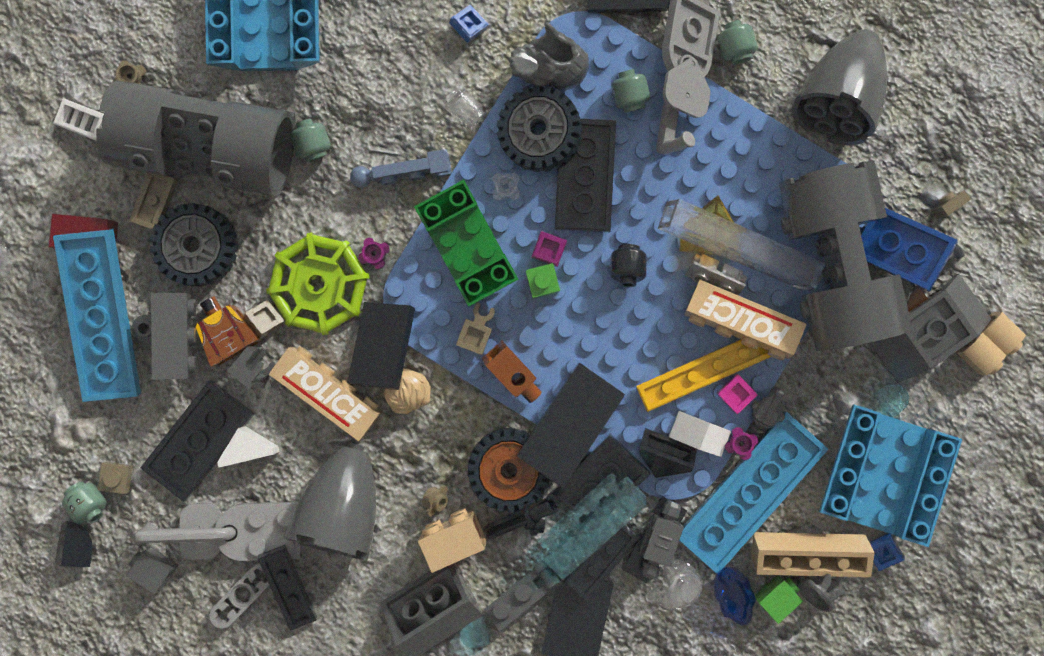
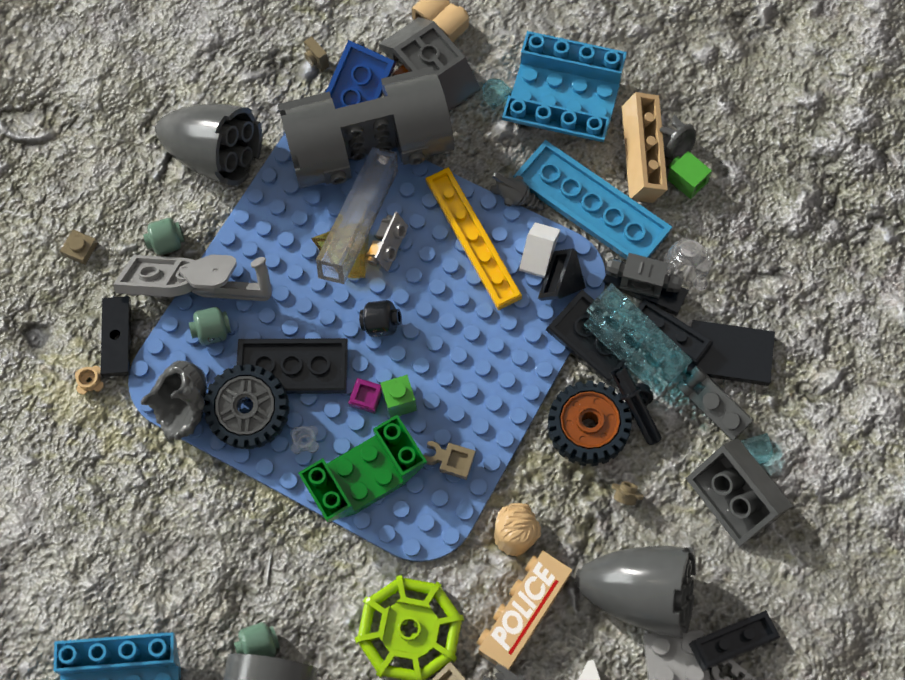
camera: 90 degrees left, 20 degrees down
(381, 250) = (375, 564): magenta plate -> none
(381, 345) = (471, 553): black tile -> none
(437, 164) = (282, 512): sand blue plate -> none
(452, 539) = (664, 468): tan piece -> none
(465, 108) = (224, 485): clear brick -> none
(468, 23) = (137, 488): tile -> none
(504, 365) = (488, 420): dark orange torso -> none
(570, 425) = (540, 363): black tile -> none
(734, 595) = (690, 211): clear blue arm -> none
(737, 394) = (499, 217): dark pink plate -> none
(744, 451) = (546, 205): magenta plate -> none
(745, 320) = (428, 213): tan brick -> none
(886, 552) = (636, 84): blue tile -> none

